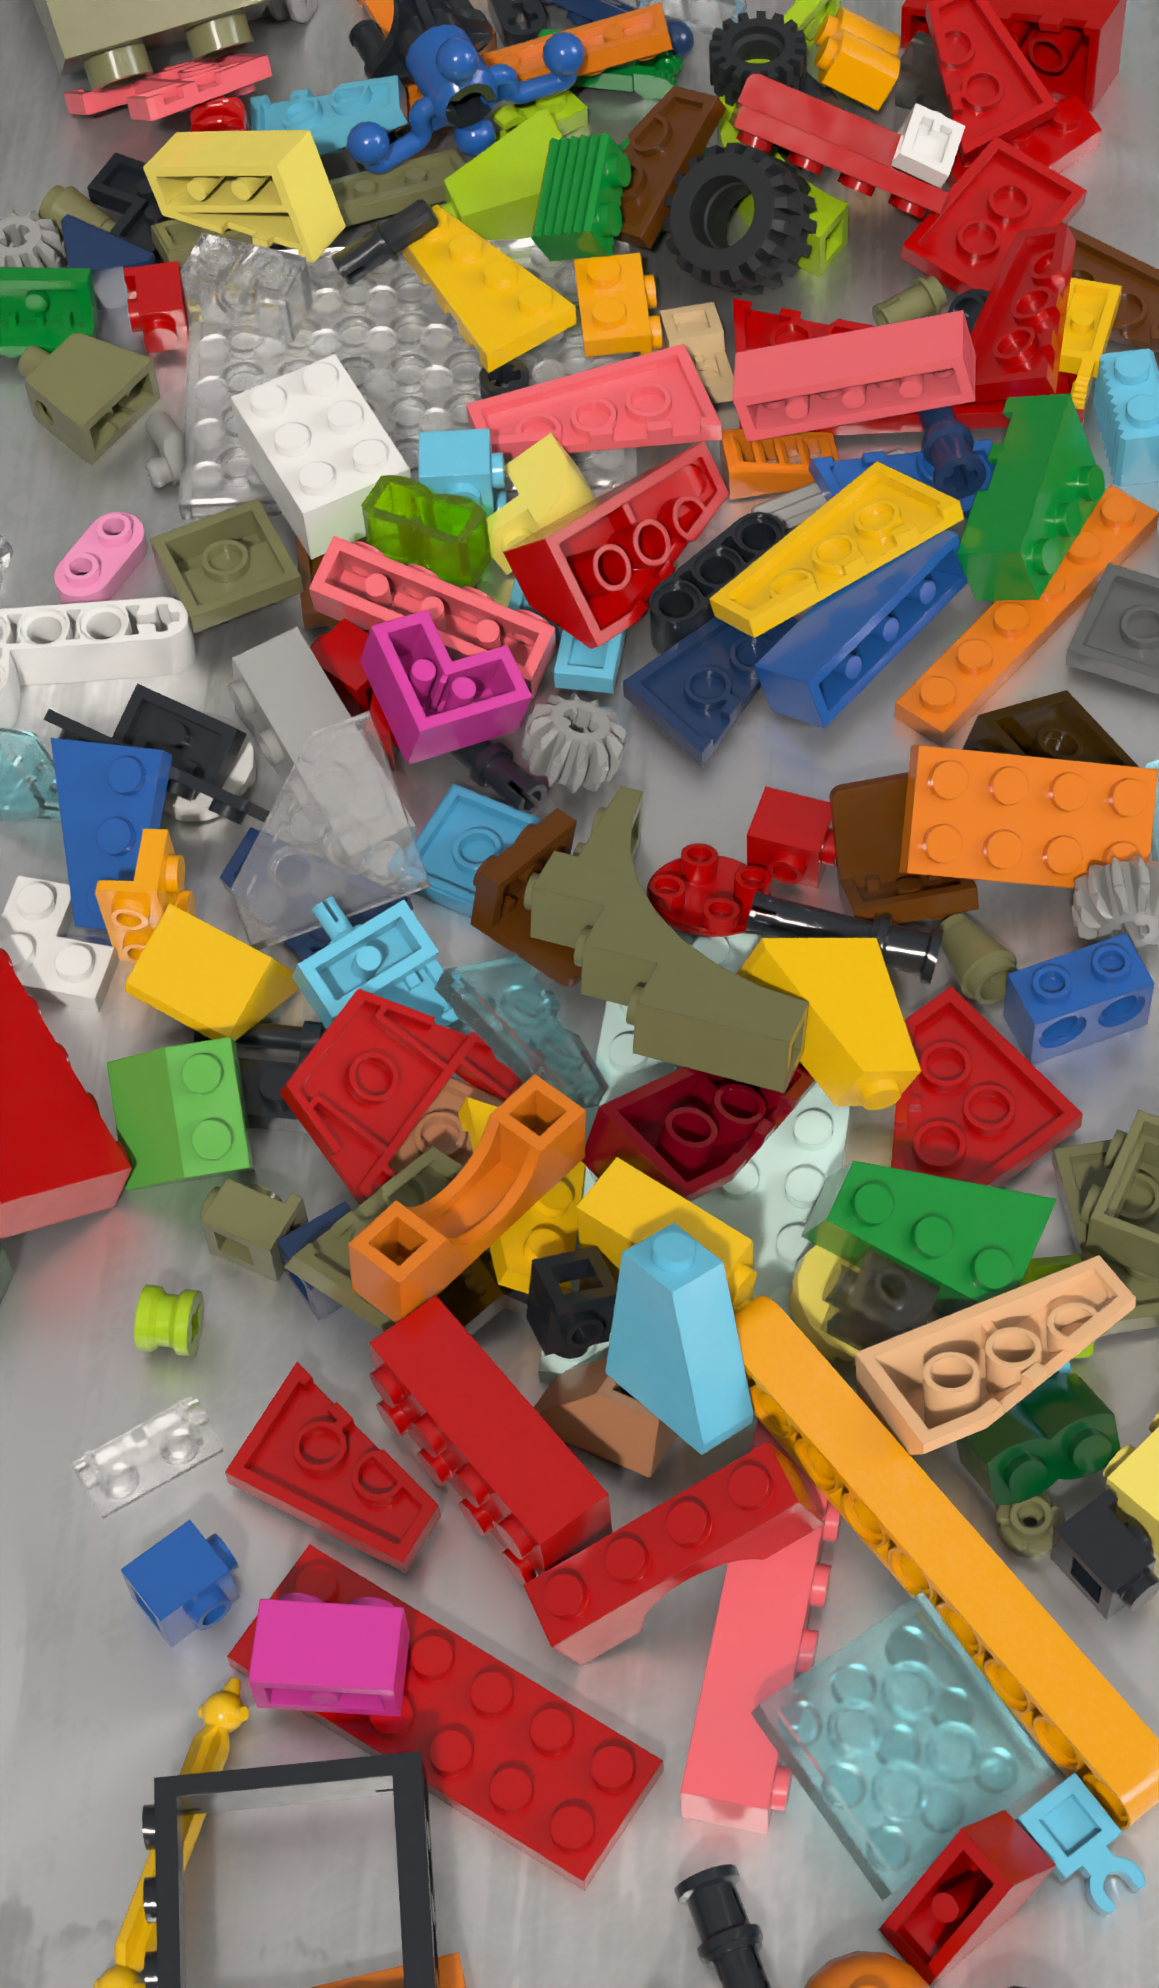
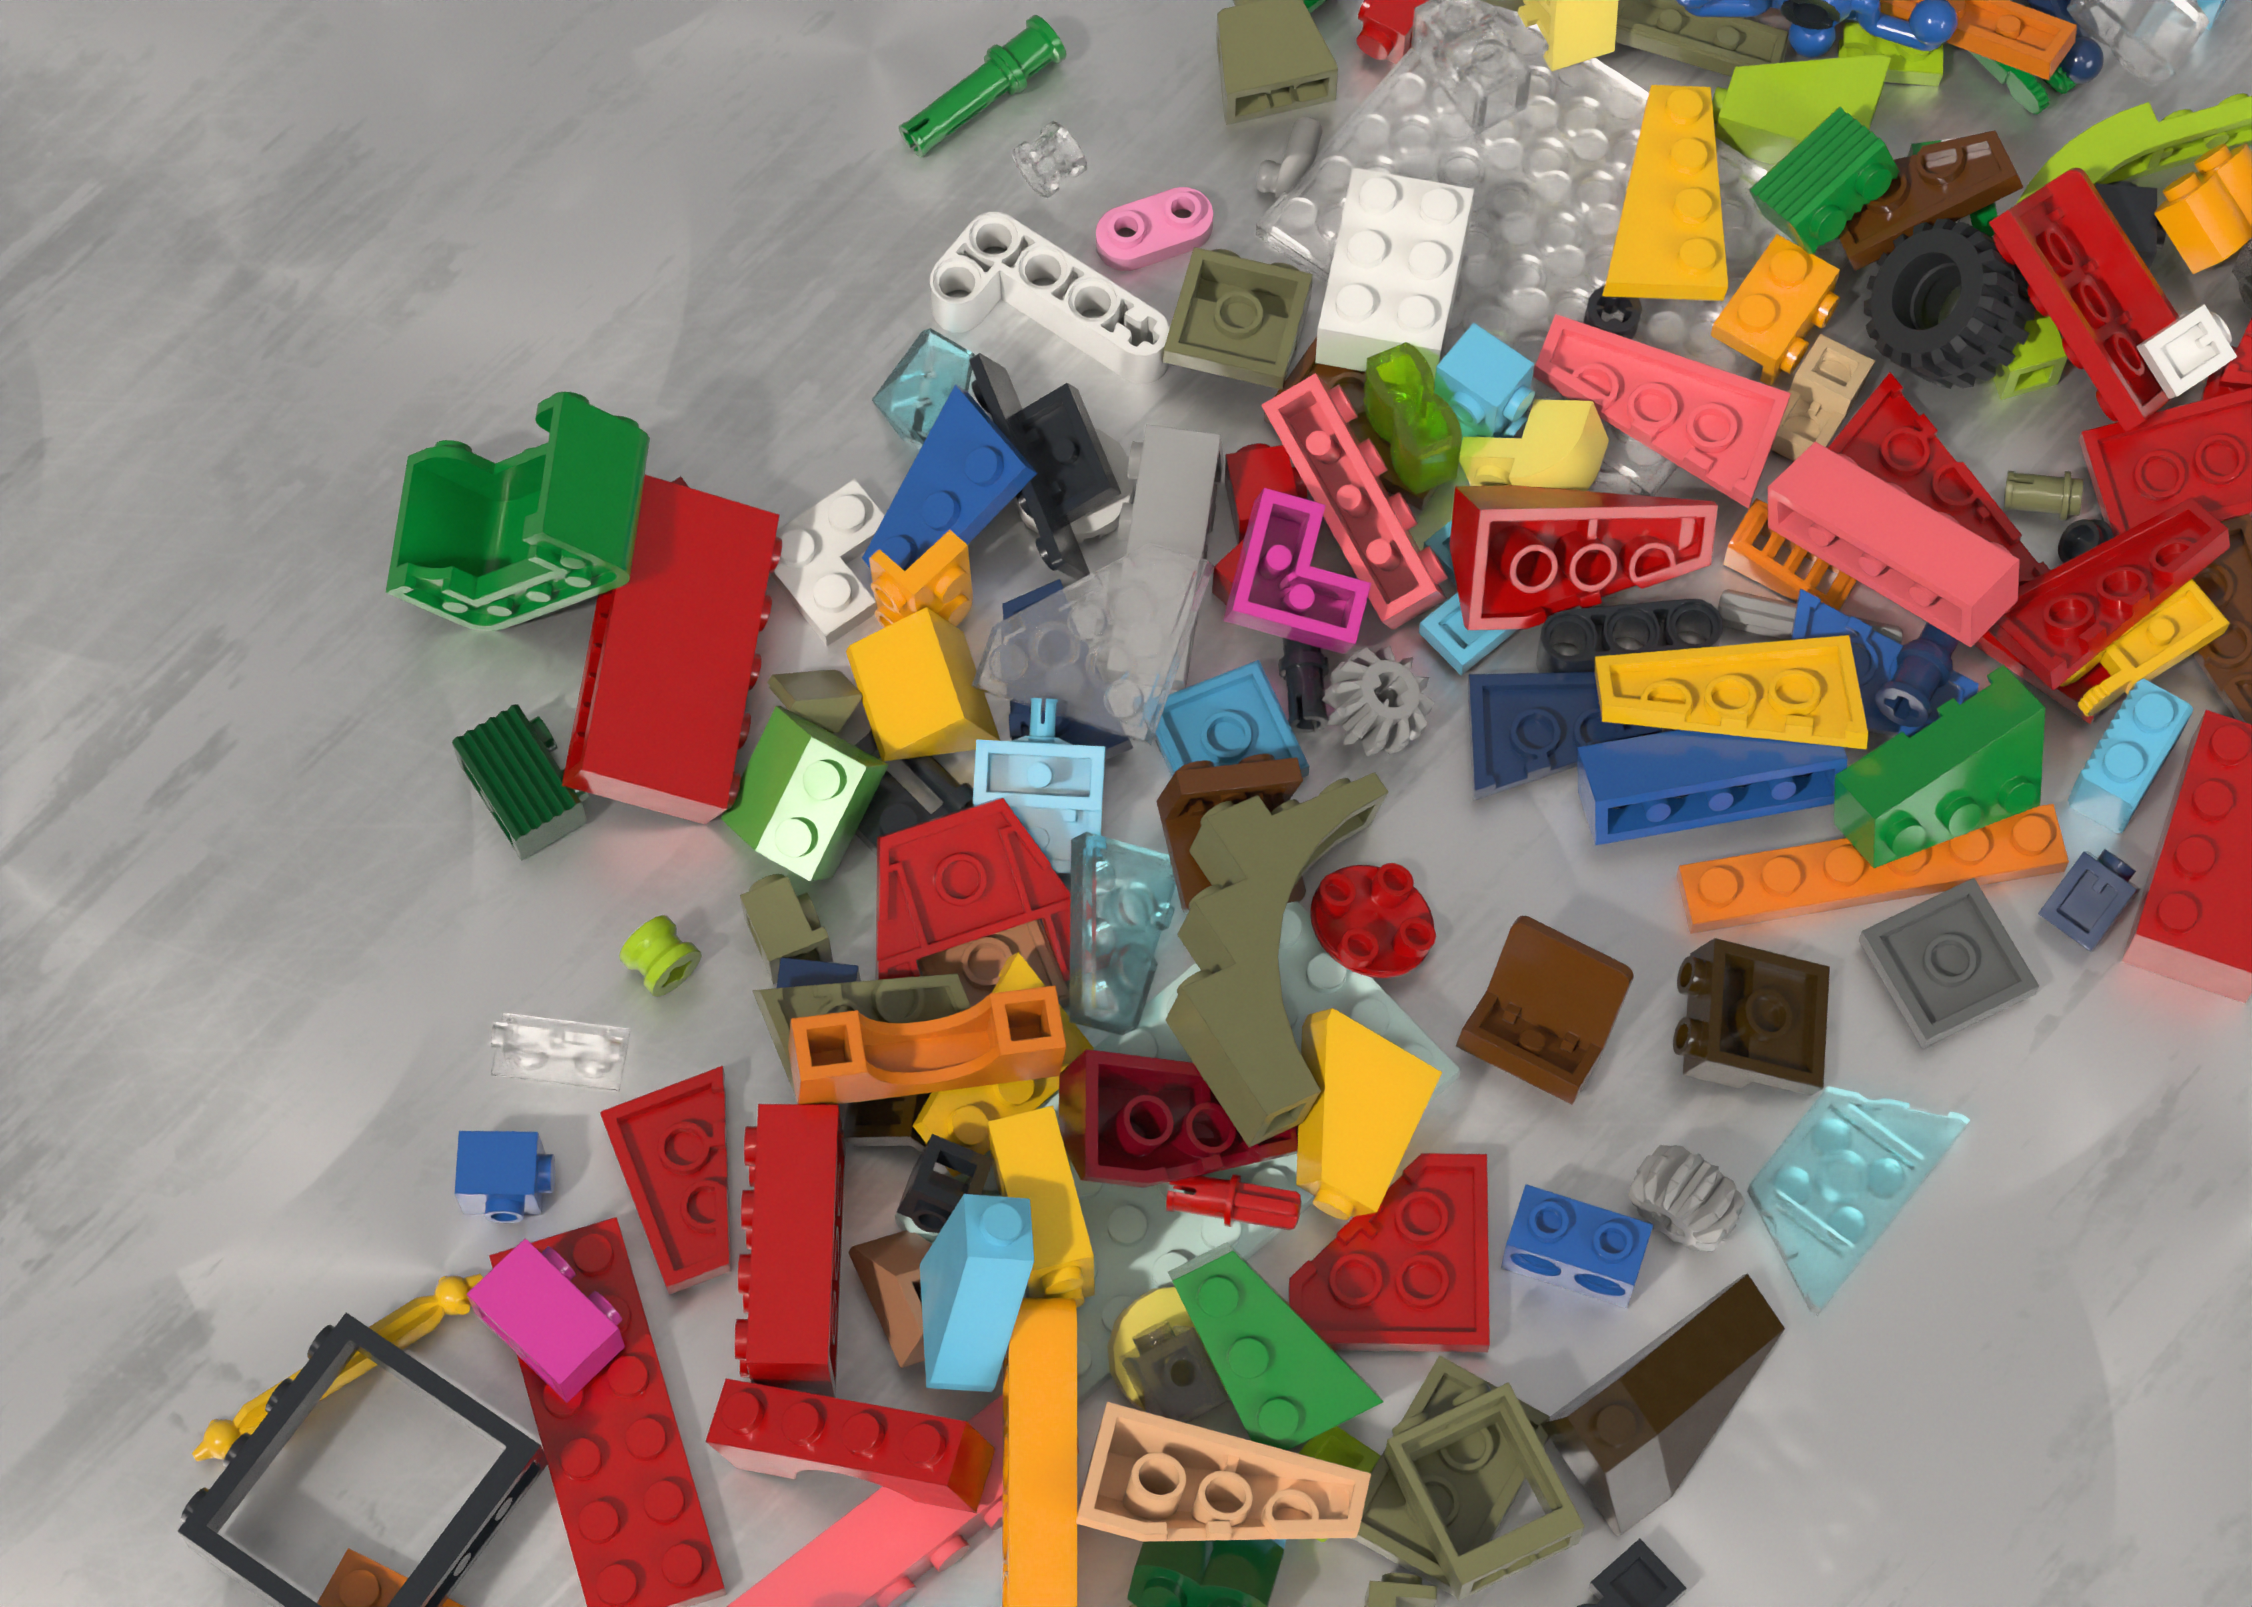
camera: 35 degrees right, 10 degrees up
(129, 1037) = (818, 696): none -> olive slope
(385, 241) = (1623, 97): black axle -> none
(756, 40) = (2122, 122): black tyre -> none
(791, 837) = (1475, 921): red brick -> none
(802, 1150) = (1236, 1201): none -> red axle
(900, 946) = (1462, 1069): black pin -> none
(976, 959) = (1533, 1145): olive cone -> none
(1022, 816) = (1664, 1061): orange plate -> none

